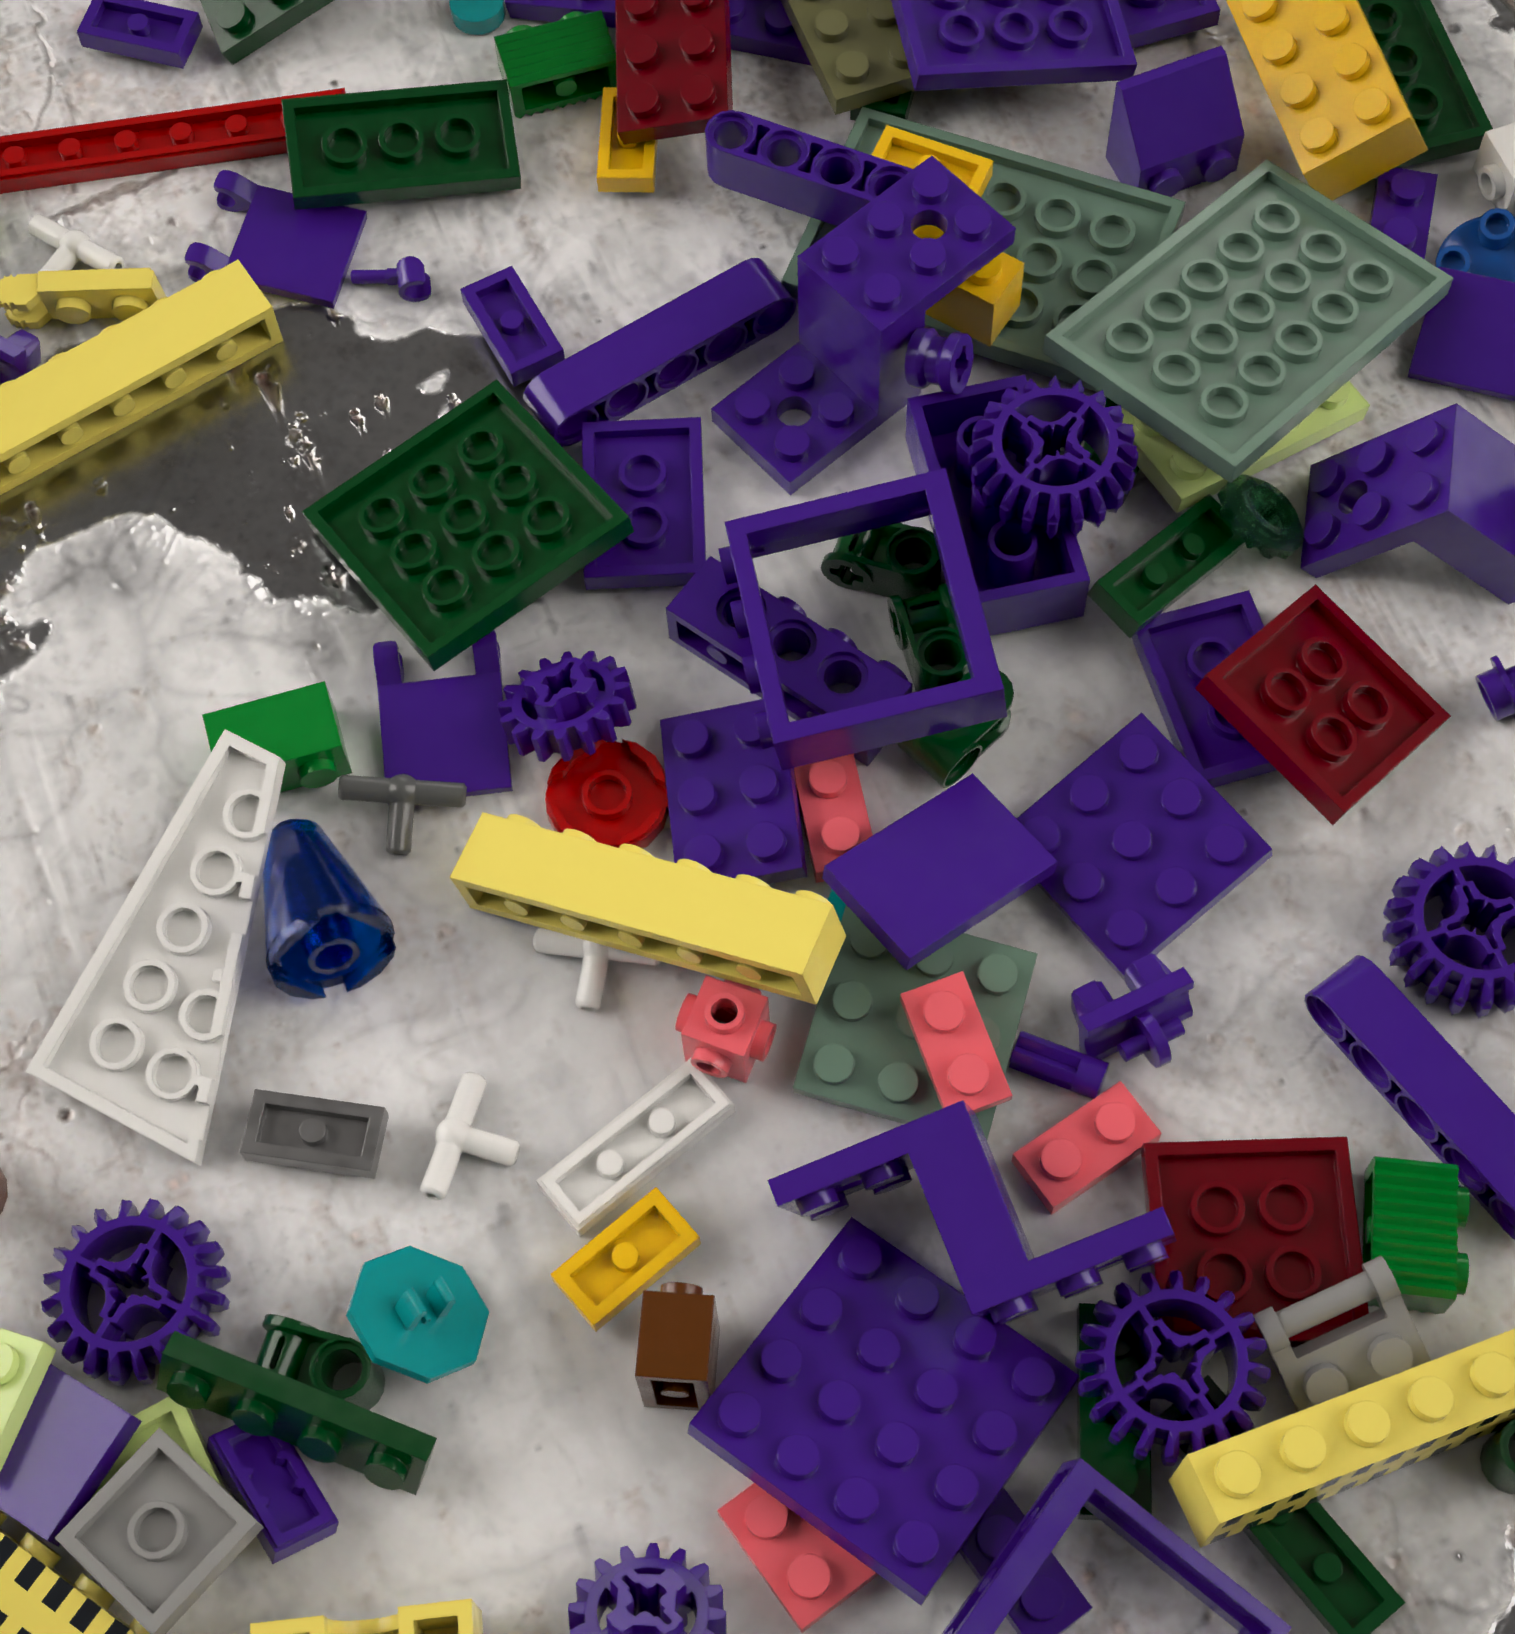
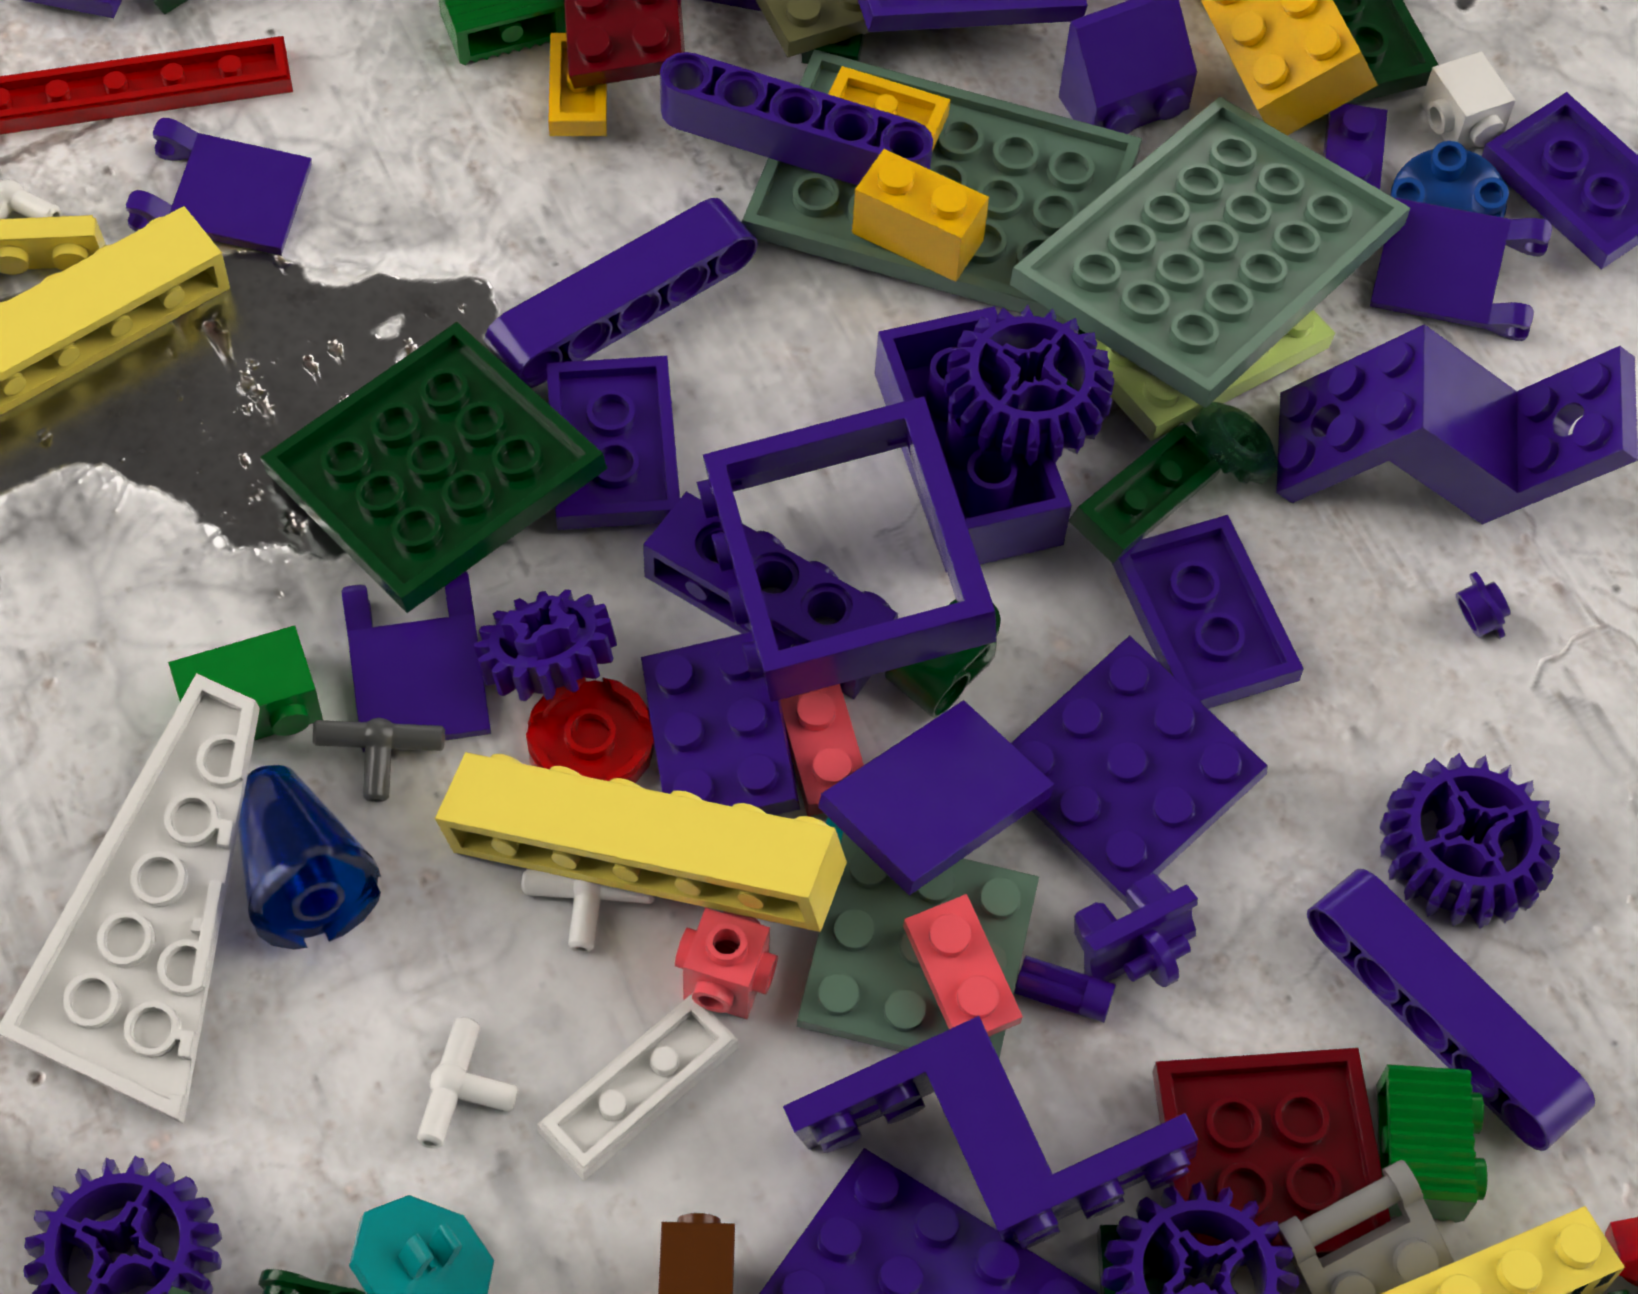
camera: 10 degrees left, 5 degrees down
(314, 1133) = (303, 1085): flat silver plate -> none
(400, 144) = (345, 90): dark green plate -> none
(409, 275) = (359, 221): dark purple hand -> none
(512, 325) = (468, 268): dark purple plate -> none
(625, 1259) = (634, 1199): yellow plate -> none
(857, 308) = (828, 260): dark purple bracket -> none
(879, 561) = (857, 496): dark green piece -> none
(928, 636) = (910, 566): dark green piece -> none
(939, 360) = (909, 293): dark purple wheel -> none
(1085, 1147) = (1096, 1070): coral plate -> none
(1322, 703) = (1308, 622): dark red plate -> none

